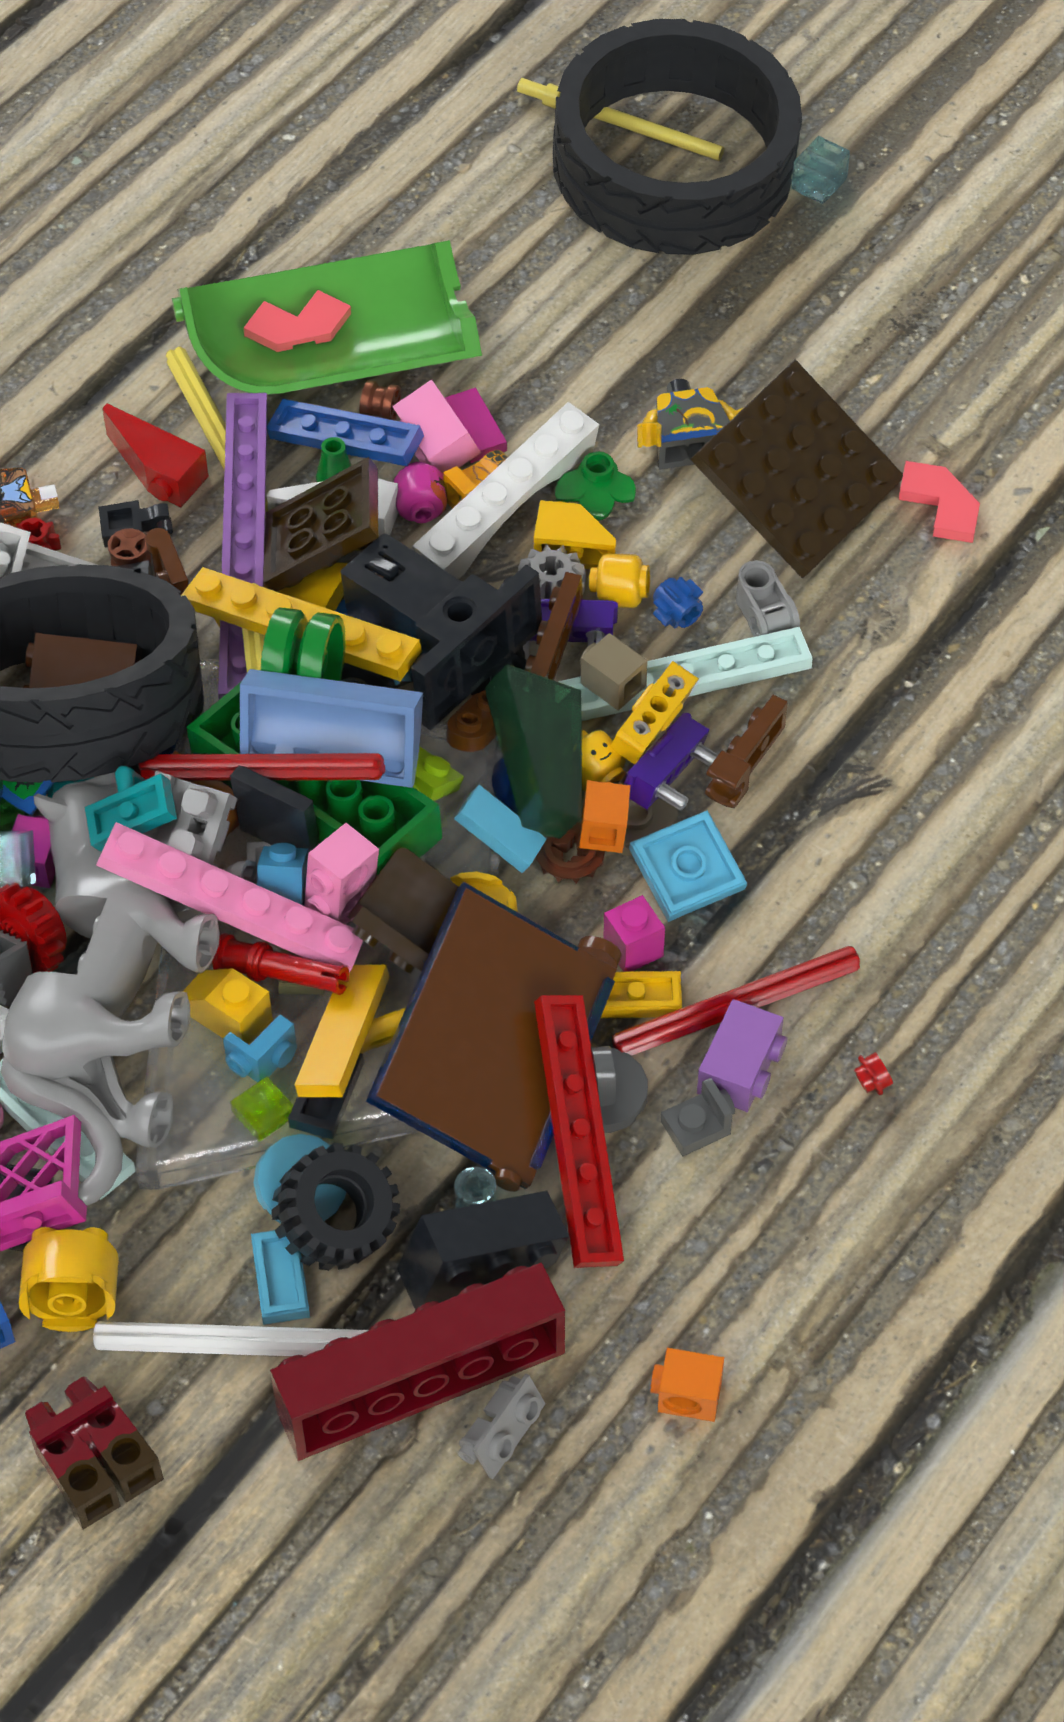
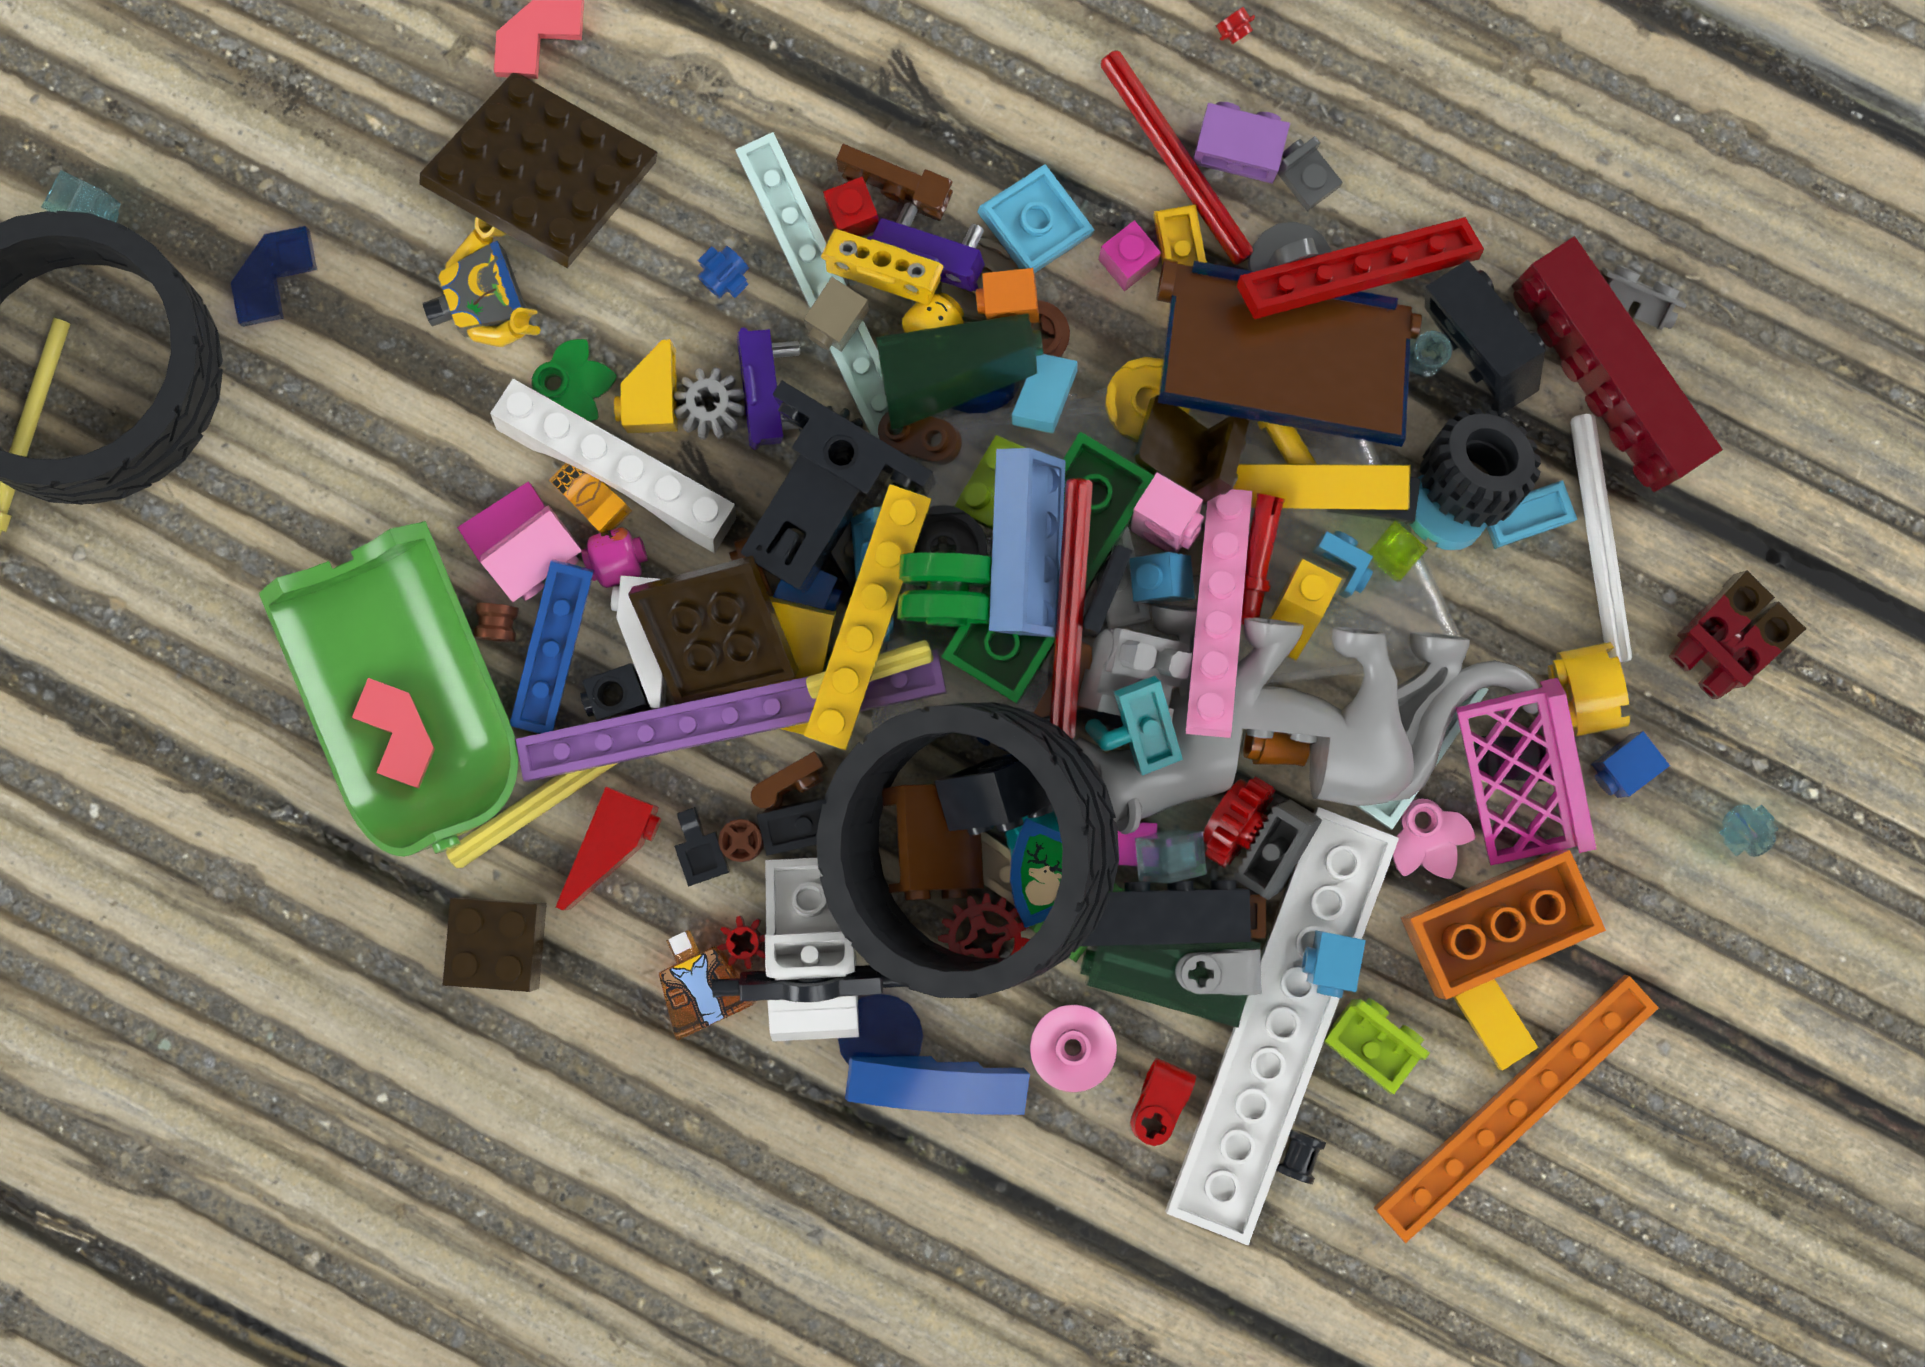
camera: 100 degrees left, 30 degrees up
(88, 366) = (494, 944): none -> dark brown brick
(290, 467) = (633, 693): none -> black brick
(332, 458) = (606, 658): green cone -> none
(555, 632) = (806, 377): reddish brown plate -> none
(621, 579) = (704, 332): yellow head -> none
(688, 1384) = (1577, 142): orange brick -> none
(722, 708) = (852, 208): none -> red brick
(753, 294) = (274, 257): none -> clear blue tile
(764, 599) = (710, 186): light grey piece -> none

